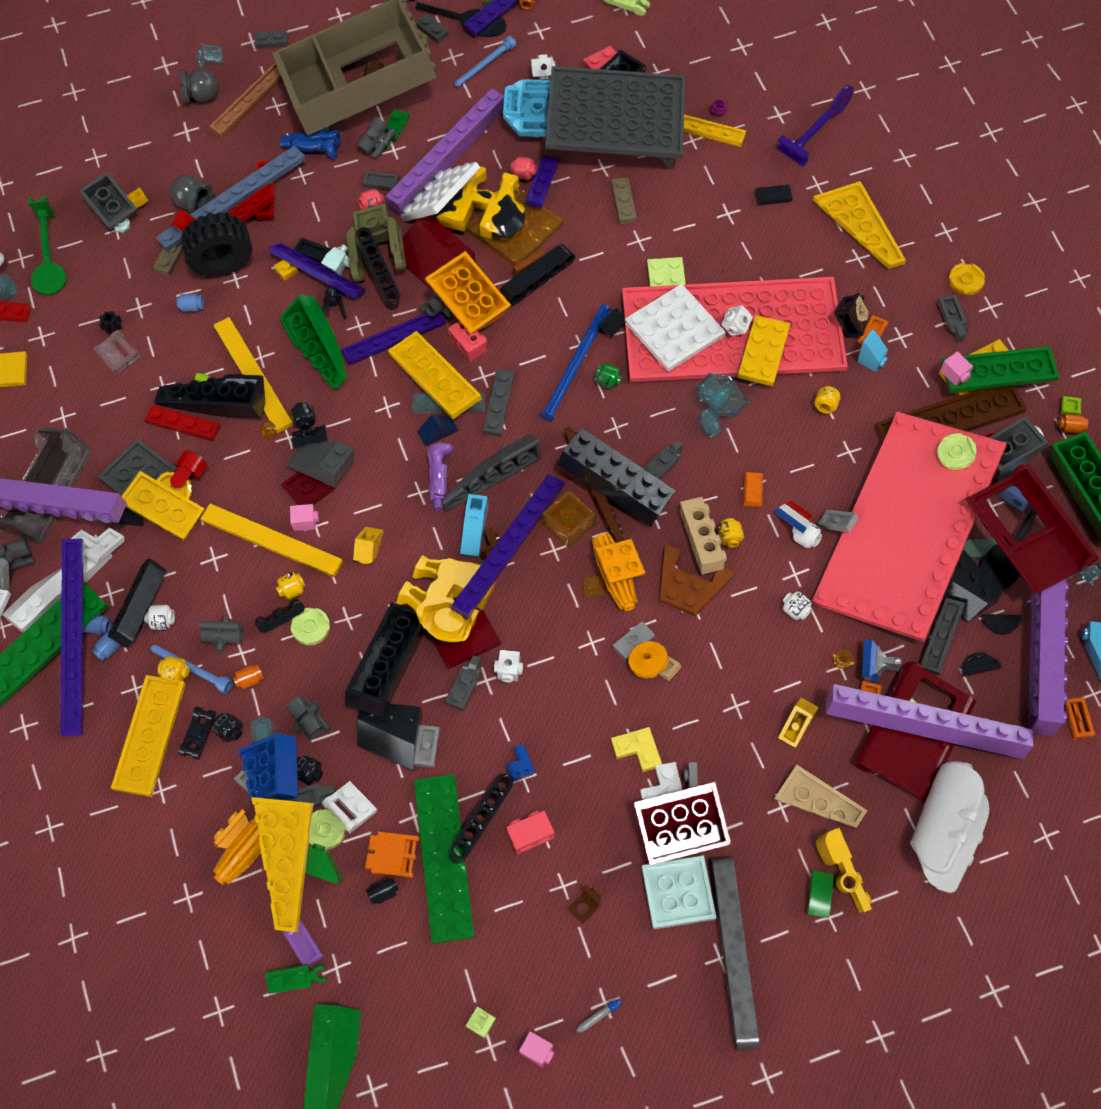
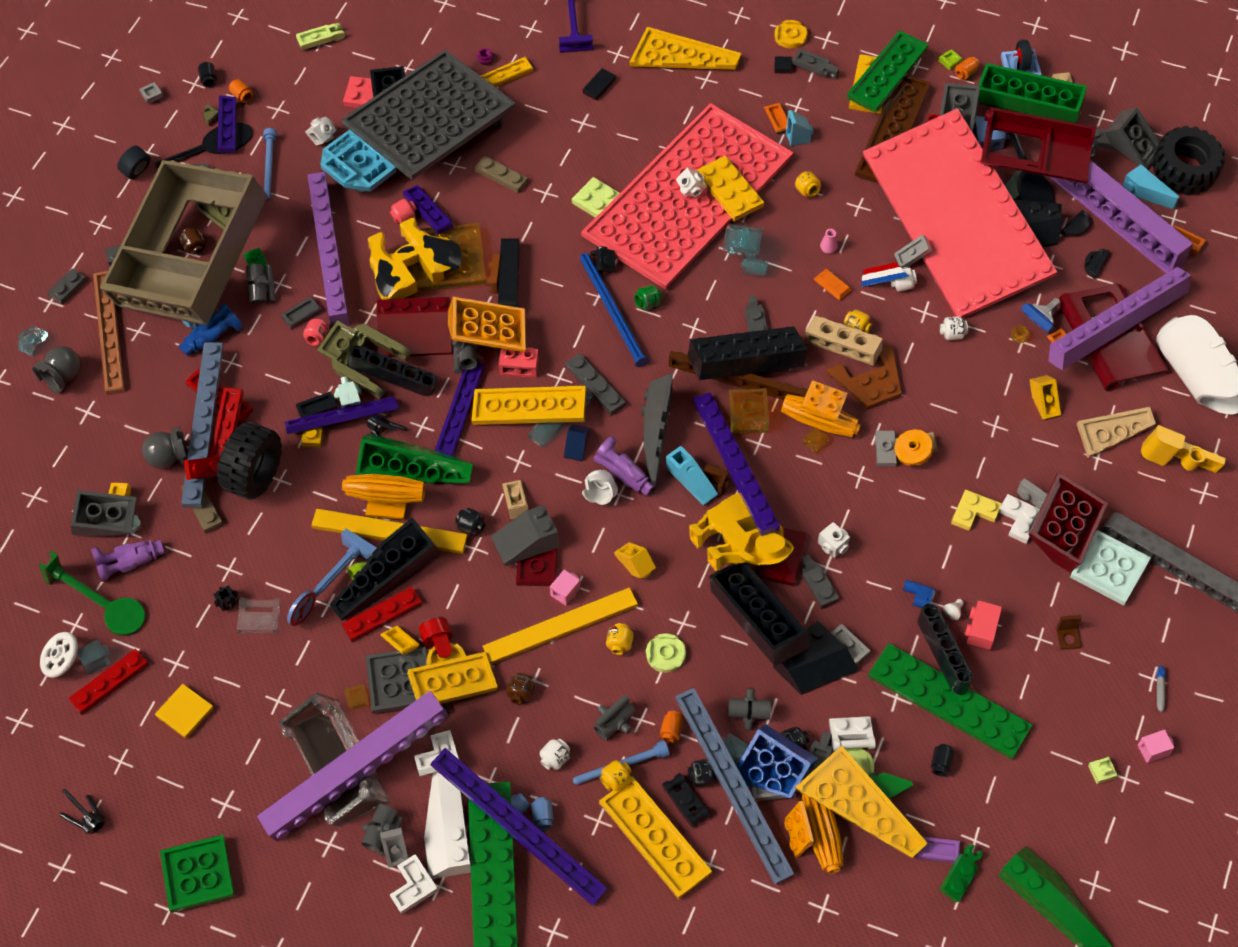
camera: 50 degrees left, 5 degrees down
(93, 242) = (128, 556): none -> medium lavender piece
(102, 458) = (356, 696): none -> clear yellow plate
(137, 603) = (528, 760): black beam -> none
(142, 370) = (304, 603): none -> medium blue piece
(166, 449) = (400, 640): none -> yellow tile
(190, 302) = (271, 526): medium blue brick -> none
(195, 554) = (520, 688): none -> reddish brown head
(227, 756) = (734, 786): none -> sand blue plate
(268, 430) = (455, 559): clear yellow plate -> none
(274, 348) = (385, 493): none -> light orange plate
(279, 615) = (639, 665): black plate -> none
(299, 437) = (496, 529): black piece -> none
(351, 429) = (515, 498): none -> tan slope
(391, 854) = (917, 733): orange plate -> none
(411, 475) = (600, 487): none -> white helmet
(439, 191) = (370, 276): white plate -> none
(528, 800) = (953, 610): none -> white rock
(675, 327) = (652, 225): white plate -> none
(787, 456) = (829, 242): none -> bright pink cone
(820, 893) = (1186, 481): green slope -> none
(852, 315) = (750, 110): black torso -> none
(929, 296) = (782, 64): none -> black tile
(942, 636) = (1065, 273): dark grey plate -> none
(956, 368) = (868, 90): bright pink brick -> none
(957, 451) = (935, 140): yellowish green tile -> none

